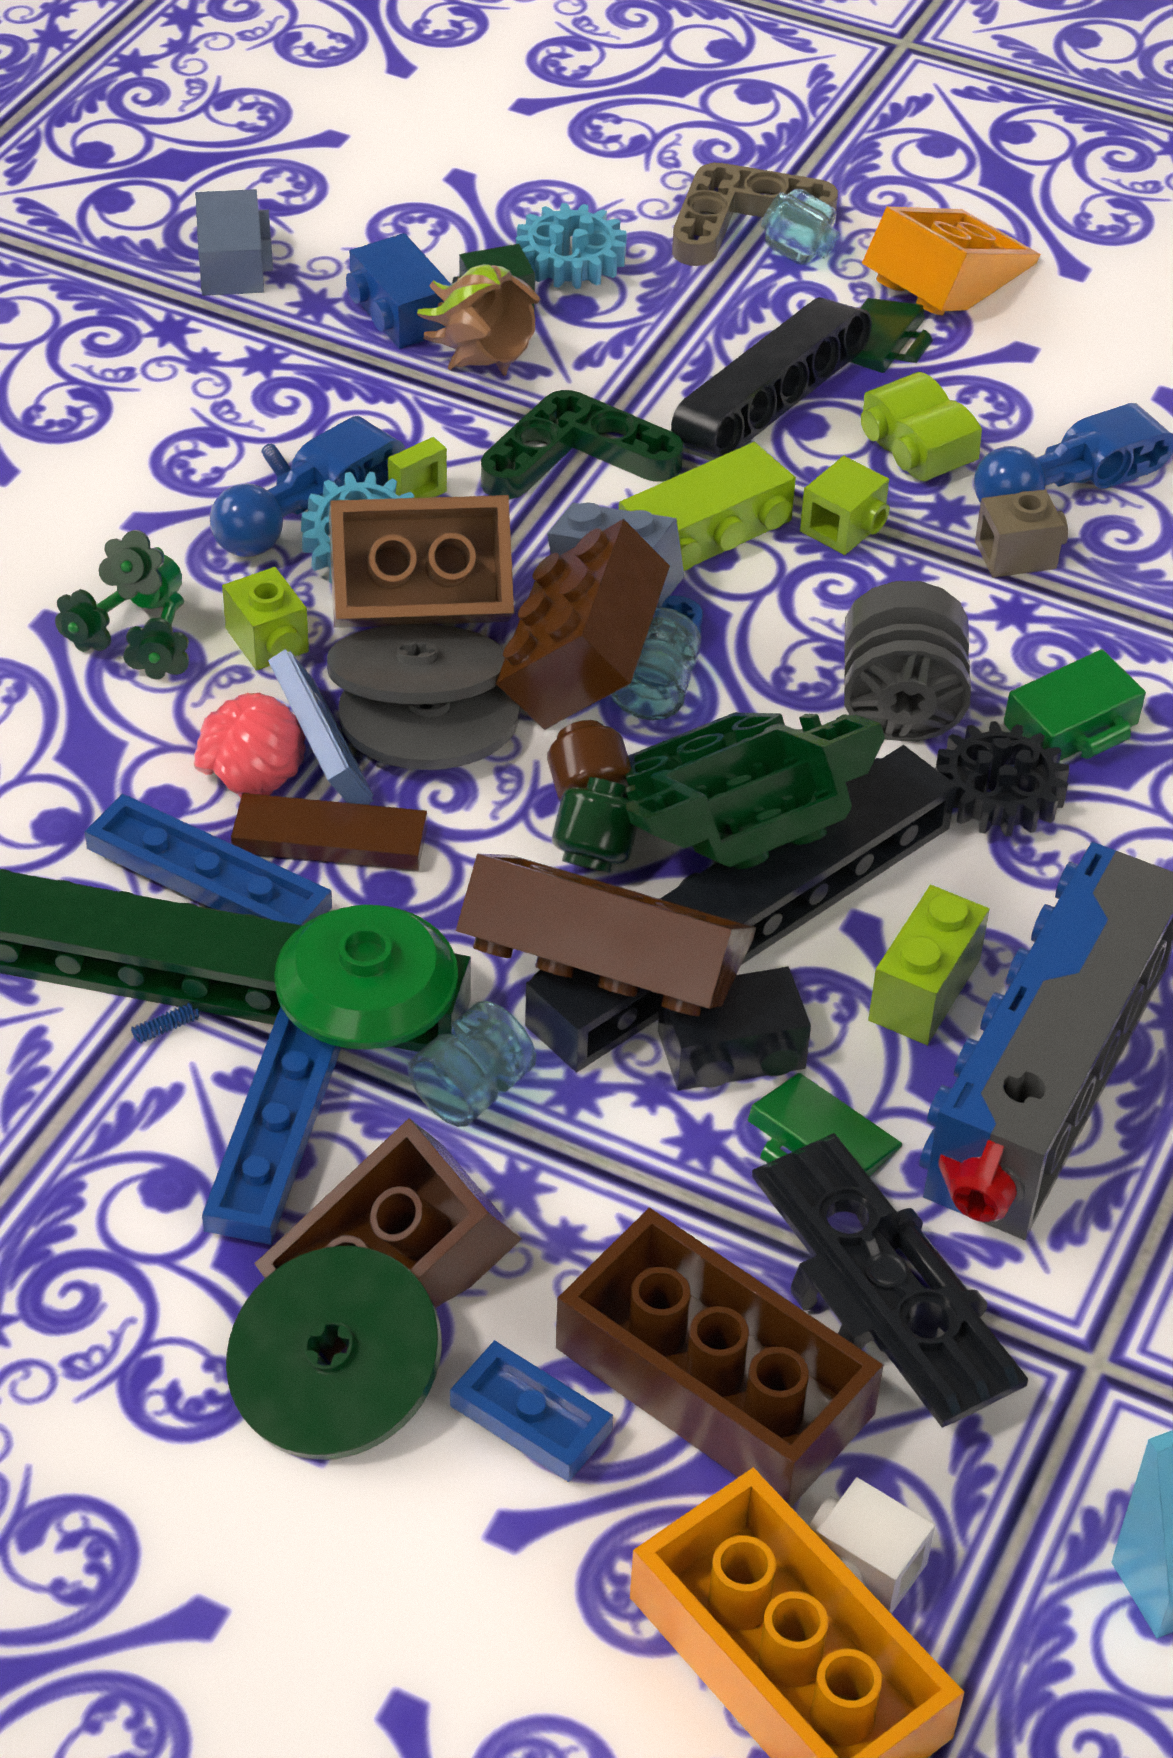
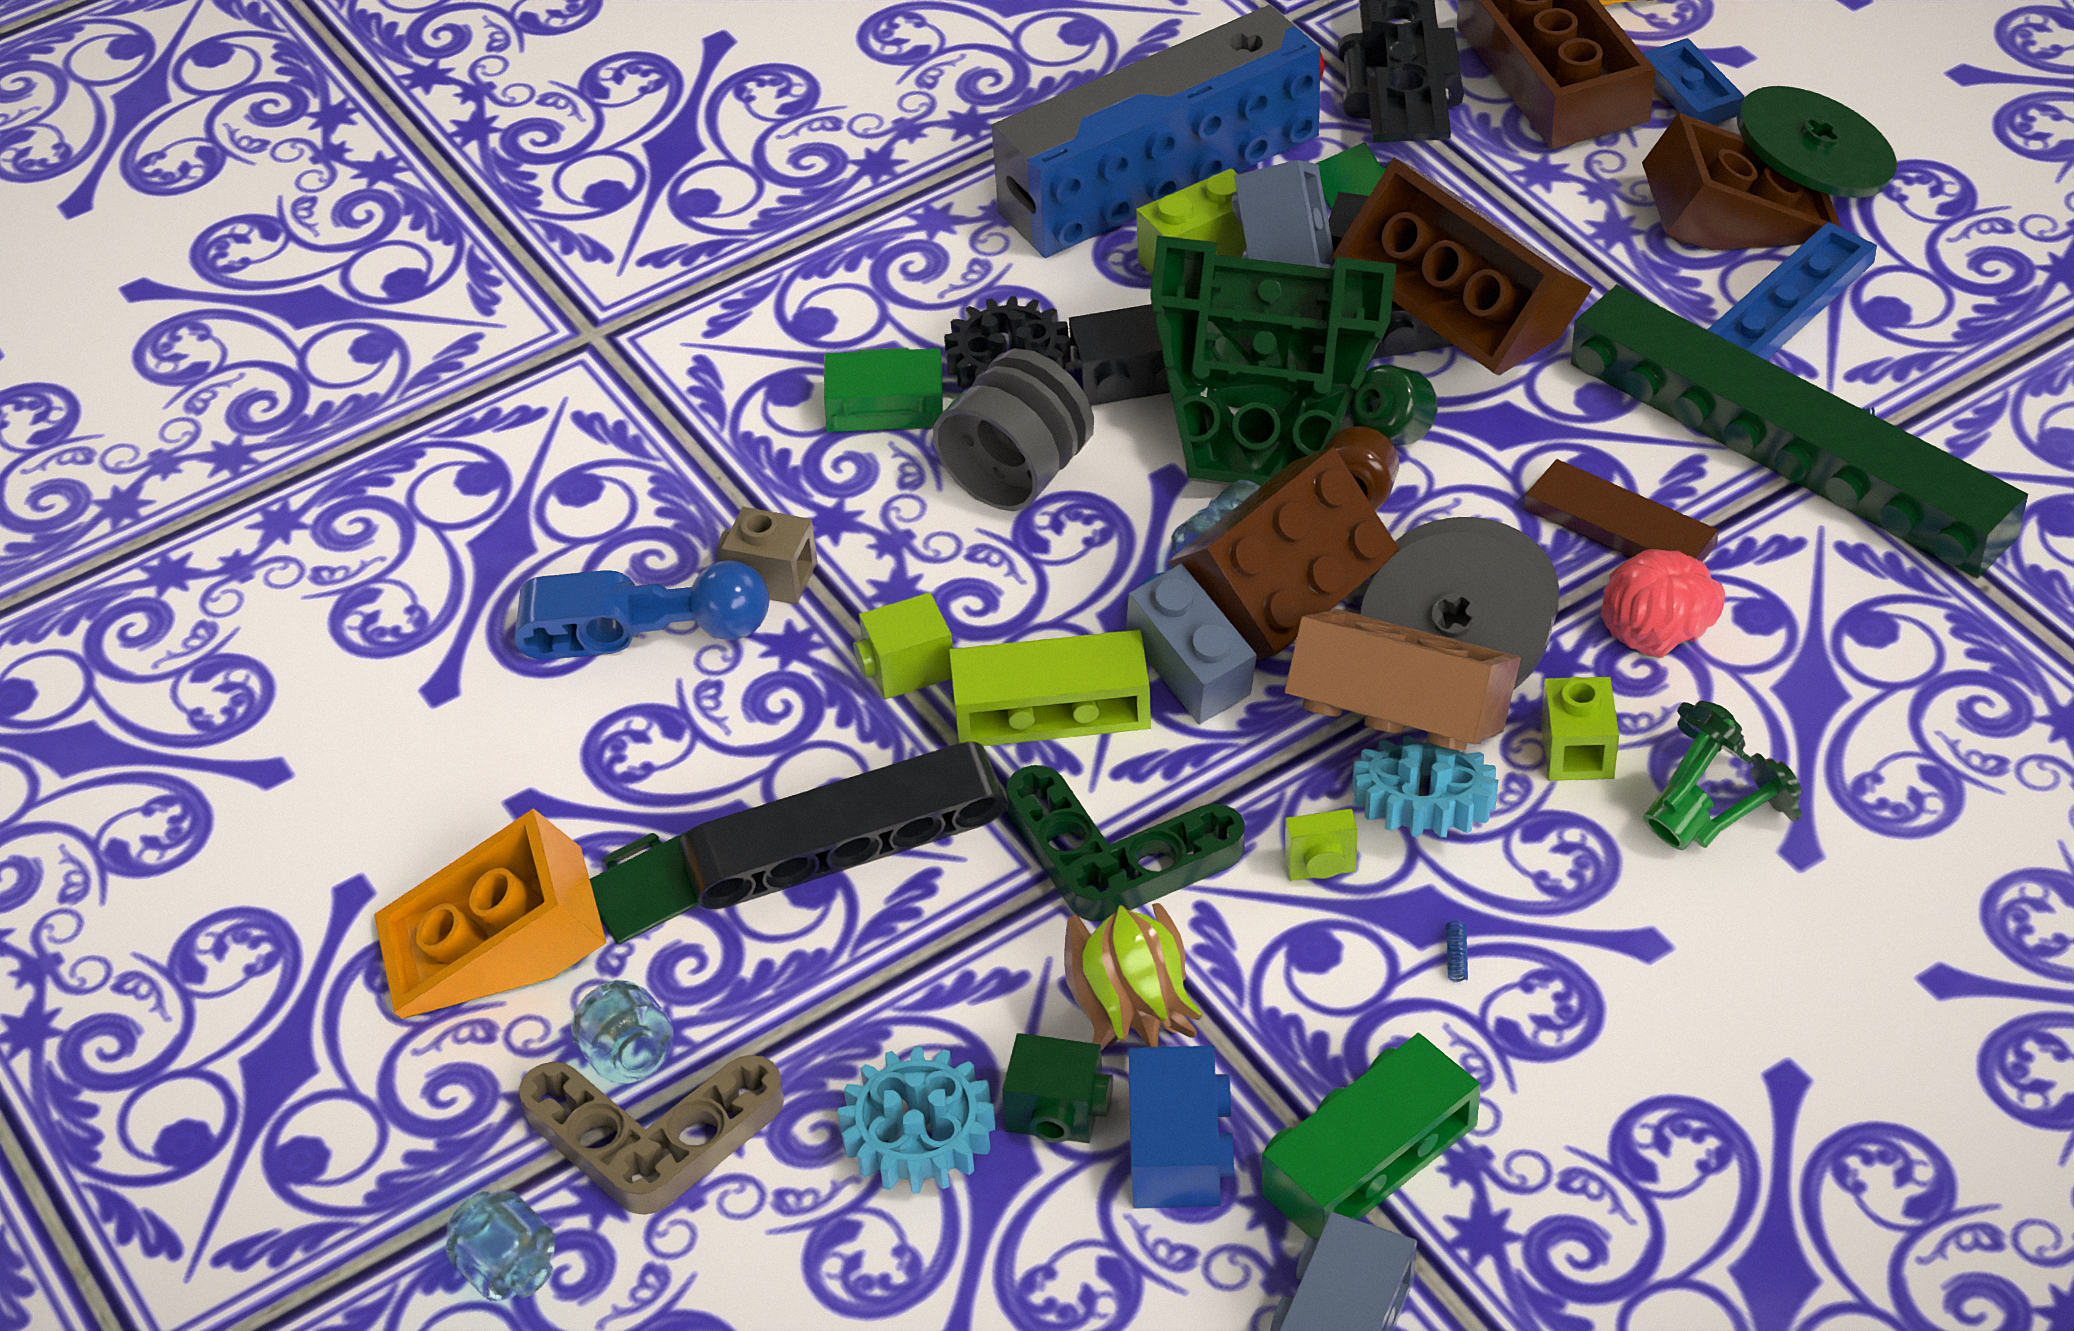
camera: 145 degrees left, 0 degrees up
(202, 864) = (1755, 510): blue plate -> none
(250, 518) = (1421, 883): blue beam -> none
(267, 323) = (1370, 1136): none -> green brick
(321, 729) = (1586, 591): medium blue tile -> none
(366, 977) = (1672, 326): green piece -> none
(467, 1070) = (1625, 259): clear light blue wheel -> none
(760, 115) = (500, 1245): none -> clear light blue head
(822, 928) = (1284, 214): none -> sand blue brick
(921, 426) = (747, 708): lime brick -> none

